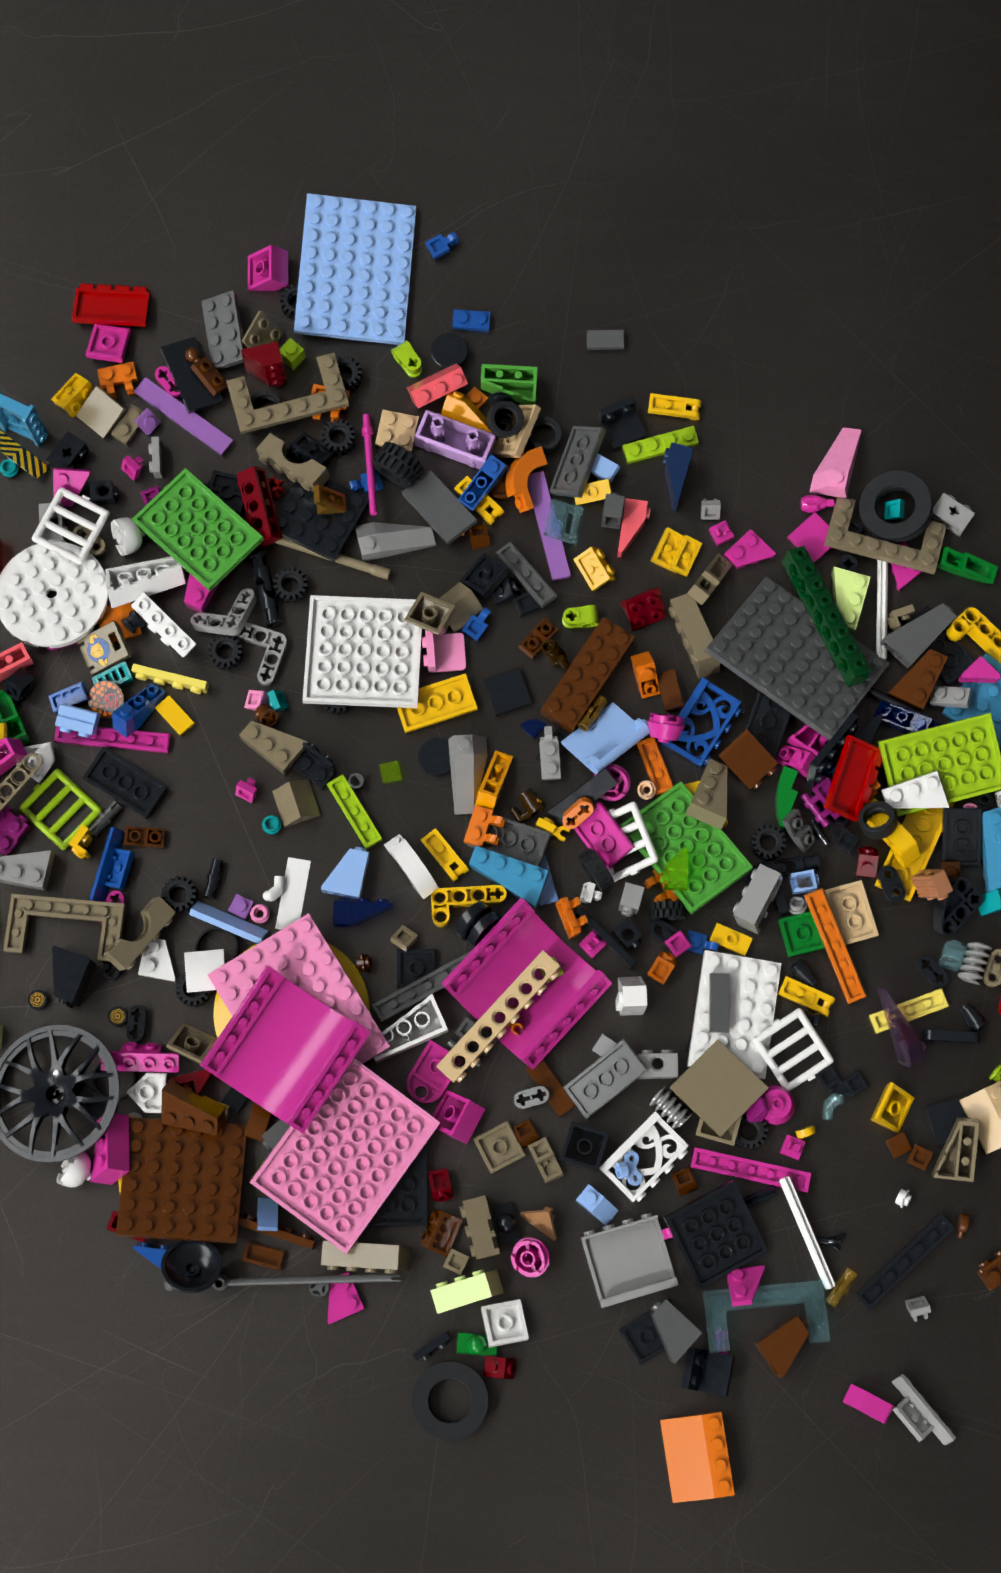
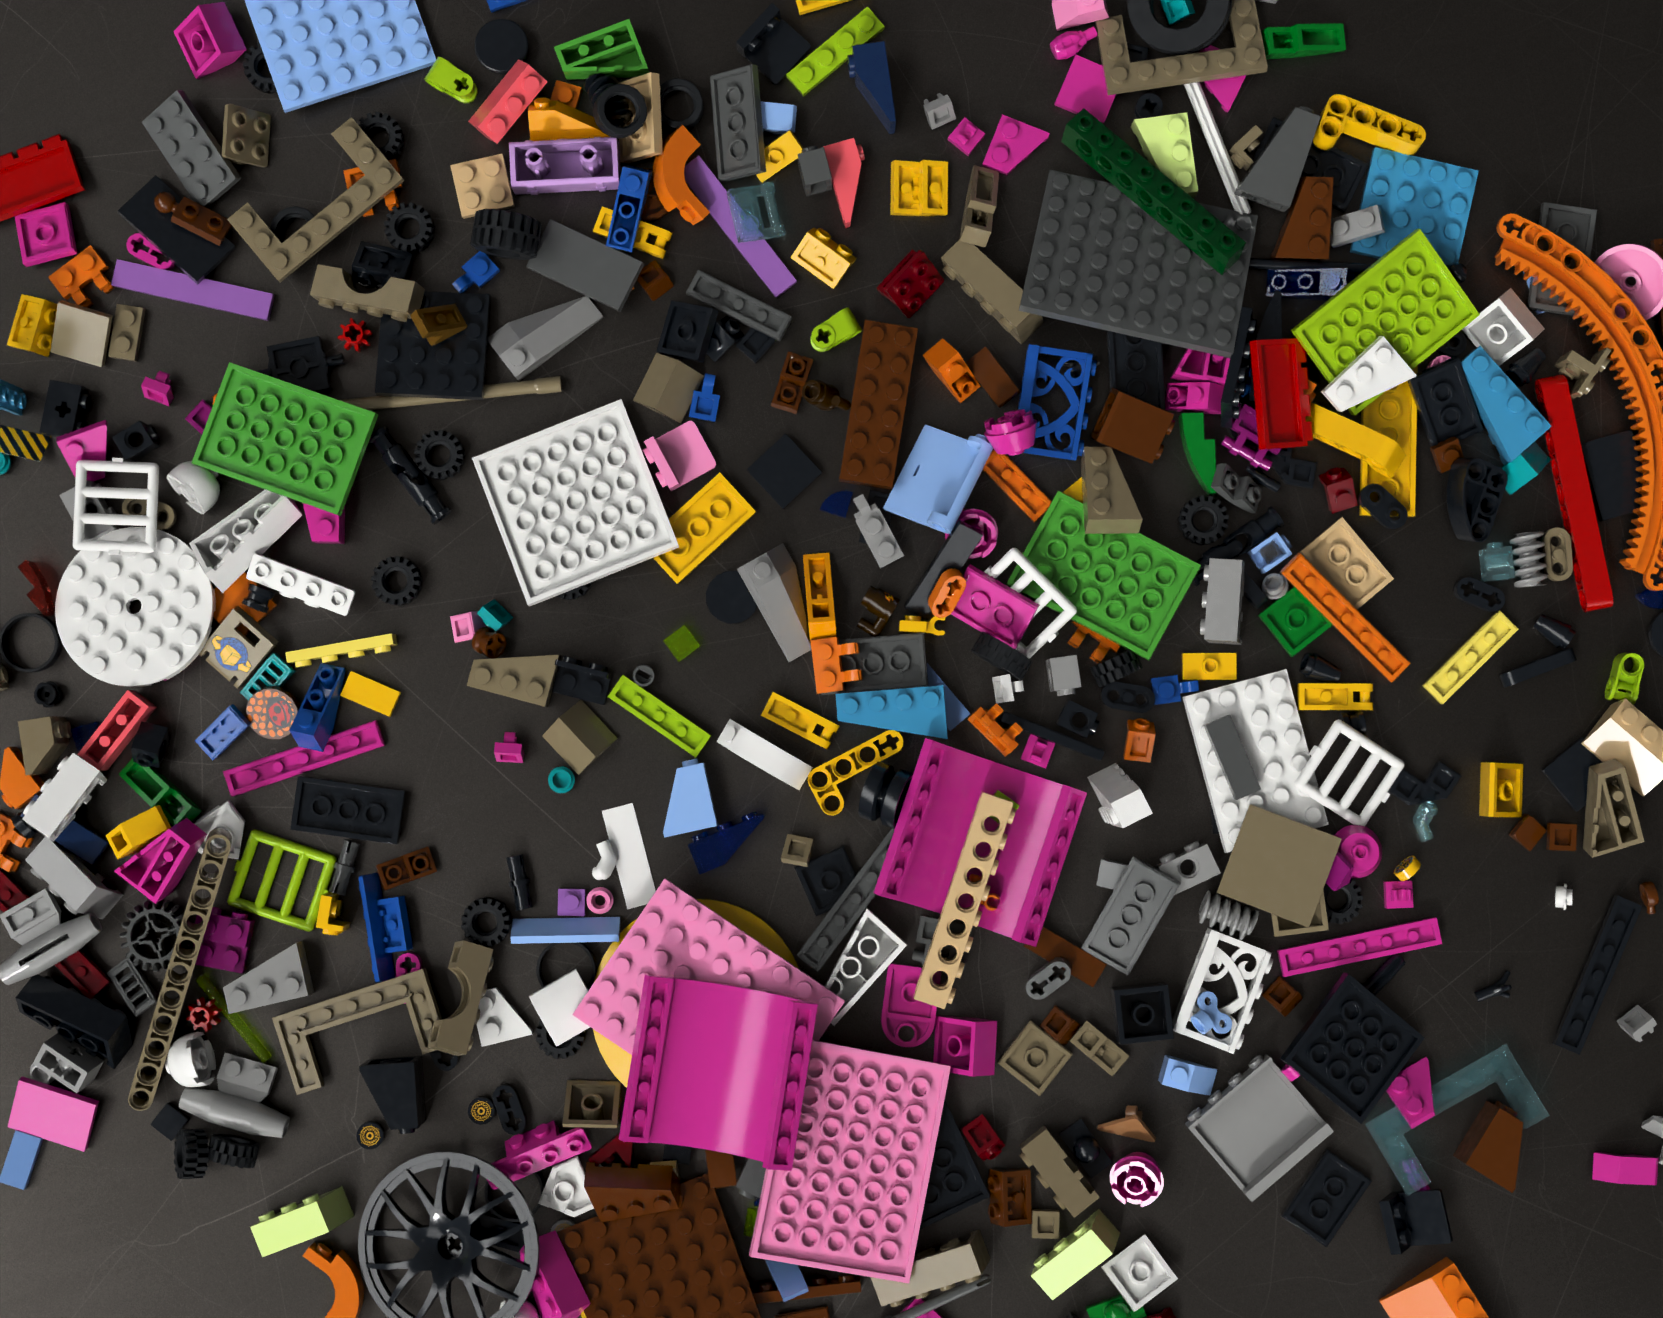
camera: 25 degrees left, 10 degrees up
(77, 719) = (249, 758): light blue brick -> none
(147, 421) = (148, 318): medium lavender plate -> none
(155, 450) = (178, 353): light grey plate -> none
(203, 621) = (380, 541): light grey beam -> none
(259, 504) = (349, 368): dark red brick -> none
(265, 364) = (268, 174): dark red slope -> none
(268, 643) = (446, 544): light grey beam -> none
(292, 354) = (295, 142): lime brick -> none
(364, 963) = (761, 904): reddish brown plate -> none
(367, 433) = (446, 206): dark pink bar -> none
(430, 614) = (641, 417): dark tan slope -> none
(586, 722) = (909, 436): pearl gold pin -> none
(641, 790) = (1012, 524): light nougat plate -> none
(674, 1329) = (1355, 1189): dark grey slope -> none
(676, 872) = (1108, 616): clear neon green slope -> none
(678, 944) = (1147, 704): dark pink tile -> none
(807, 1232) = (1463, 993): white axle -> none
(841, 1287) = (1532, 1041): clear yellow pin -> none
(875, 808) = (1321, 420): black tyre -> none
(905, 1040) = (1486, 701): clear purple wedge -> none
(932, 884) = (1436, 485): nougat brick -> none
(980, 672) = (1379, 177): dark pink slope -> none

